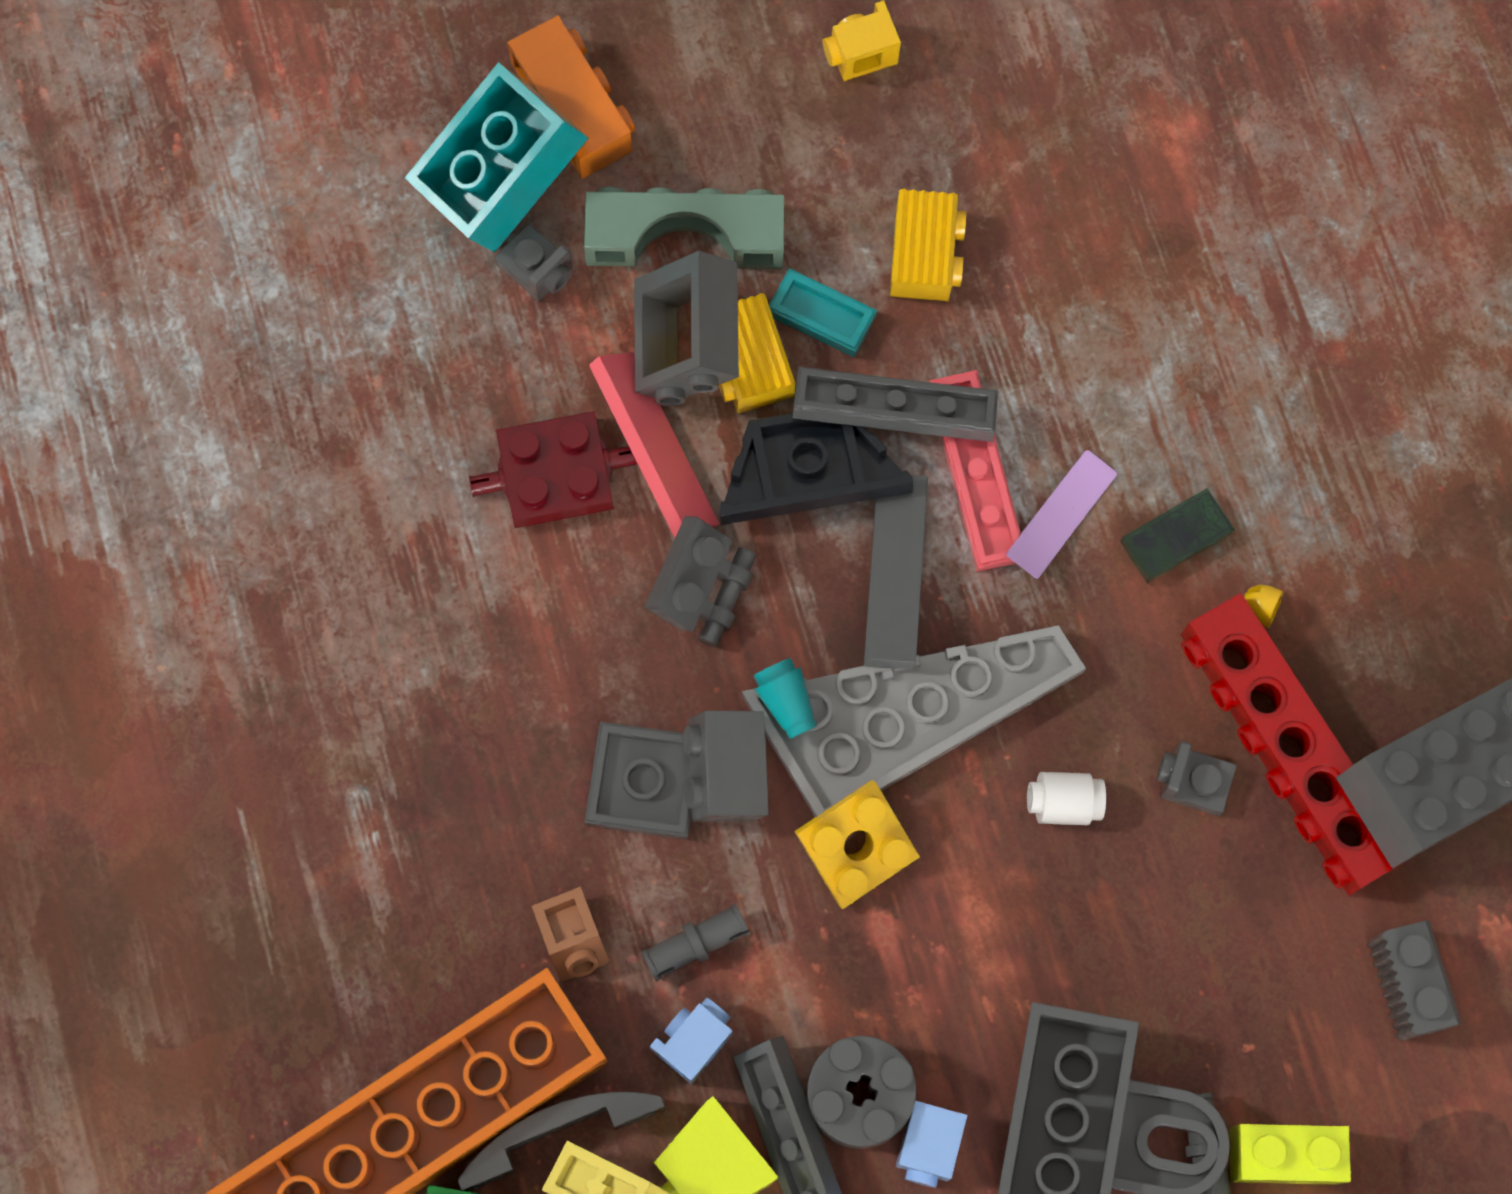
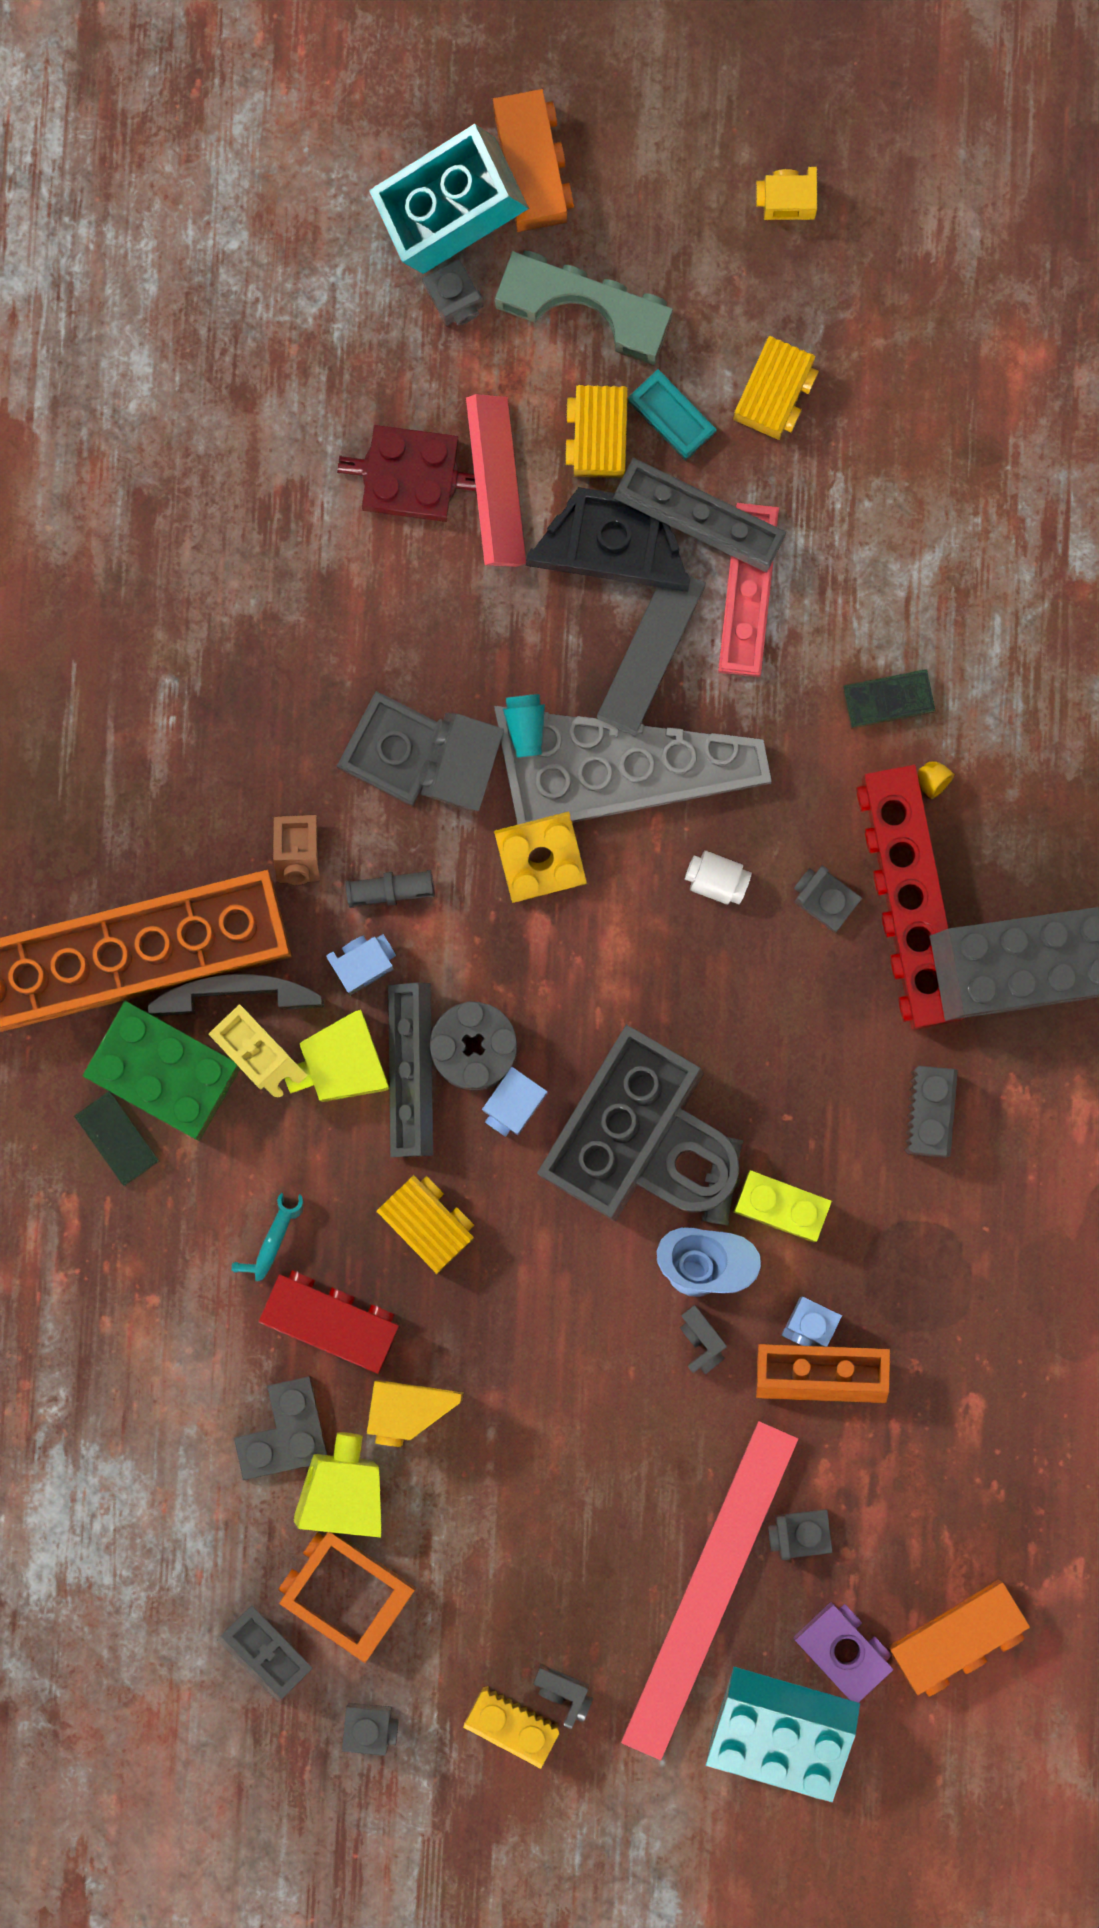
camera: 25 degrees right, 10 degrees up
(689, 575) = (485, 598): dark grey plate -> none
(713, 293) = (573, 402): dark grey window -> none
(1061, 514) = (802, 649): lavender sticker -> none

